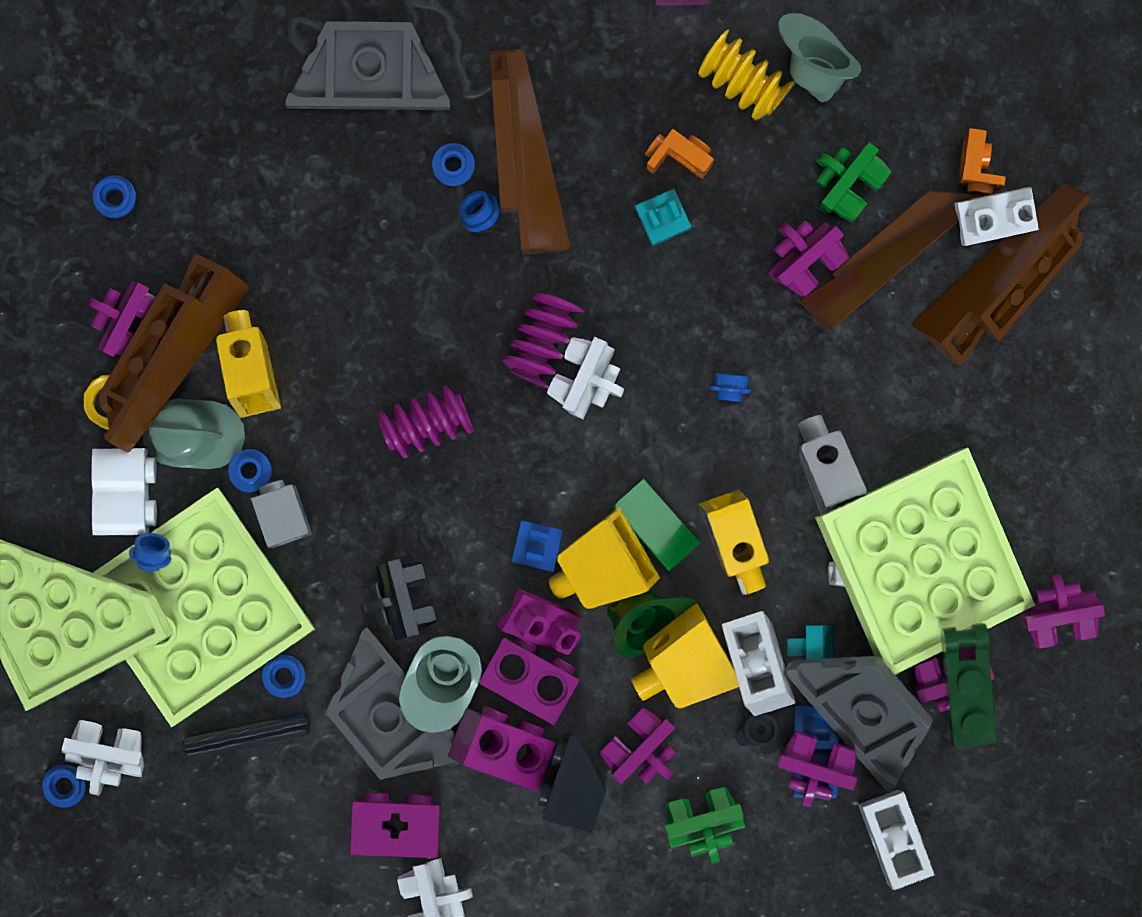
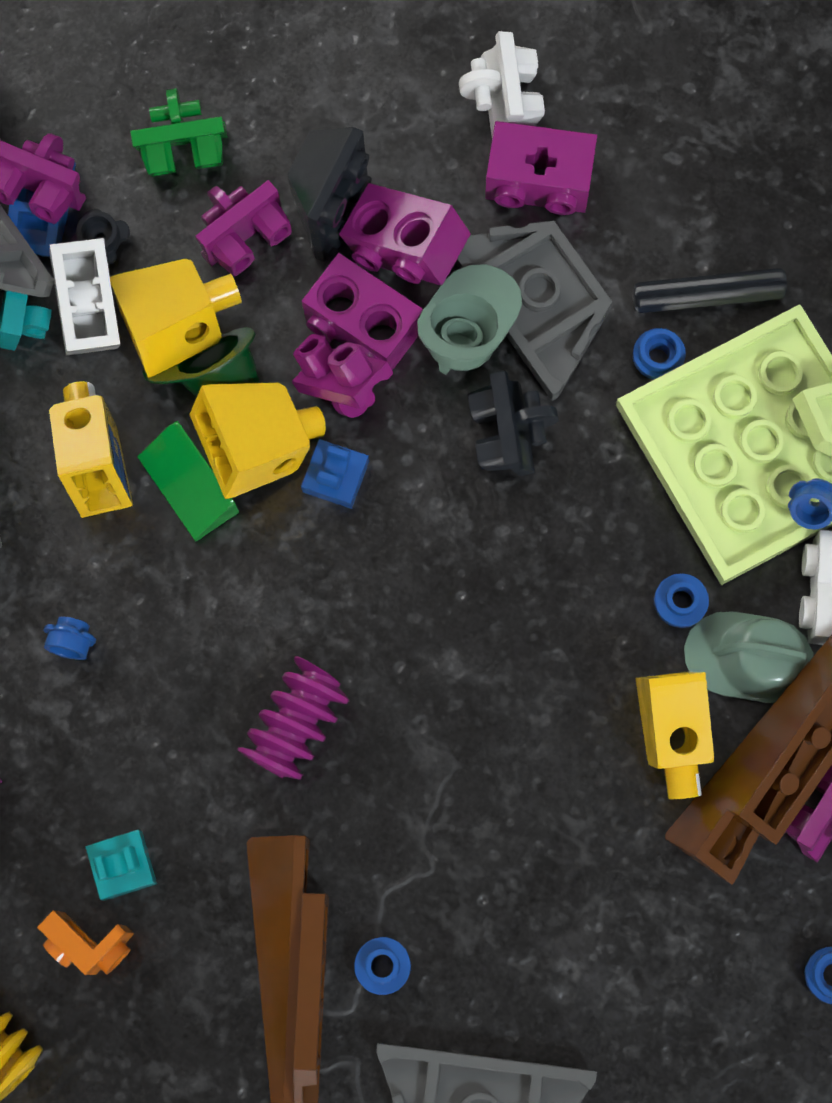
camera: 170 degrees left, 10 degrees down
(280, 514) = (647, 539): light grey brick -> none
(424, 422) = (455, 632): magenta piece -> none
(479, 211) = (355, 898): blue plate -> none
(578, 394) = (261, 648): white hips -> none

